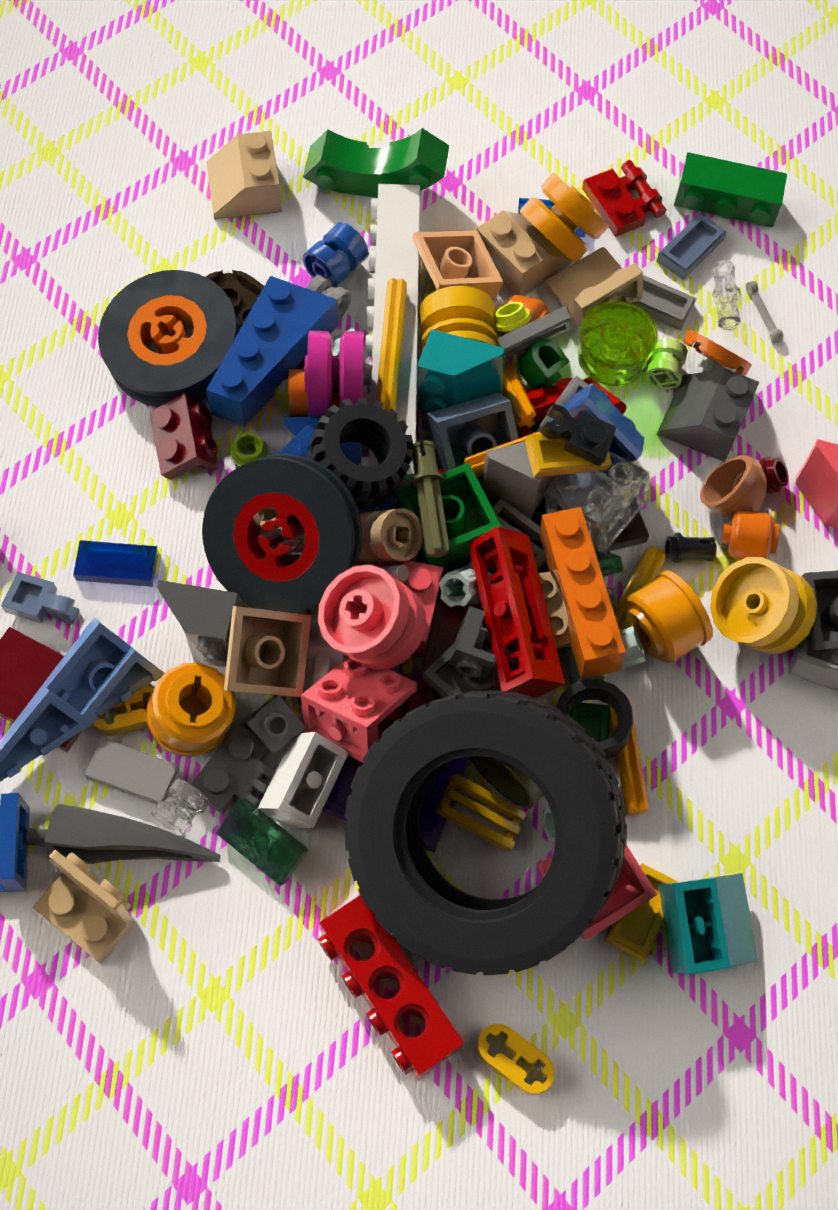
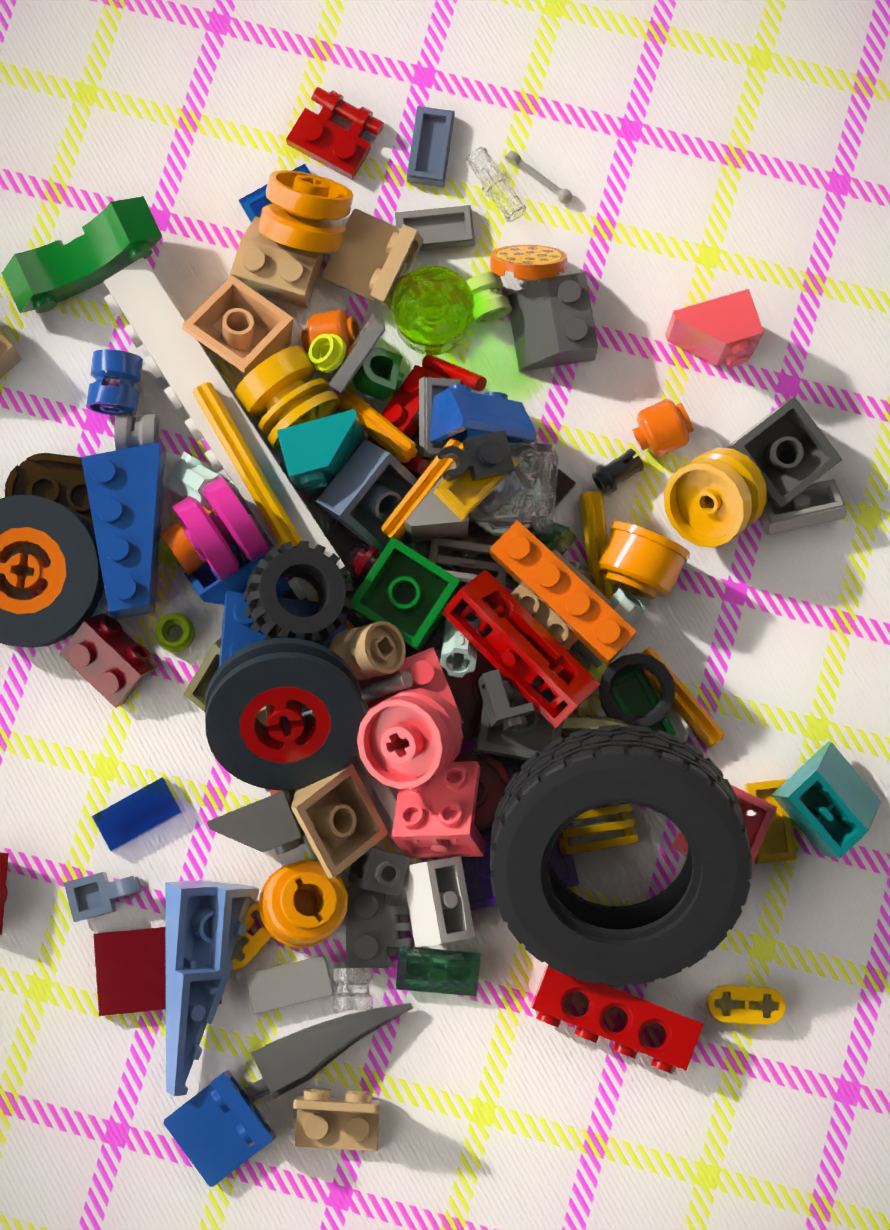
camera: 30 degrees left, 15 degrees up
(427, 482) = (386, 598): olive axle -> none
(730, 189) = (431, 62): green brick -> none
(735, 487) = (621, 390): nougat hat -> none
(775, 473) = (645, 351): dark red plate -> none

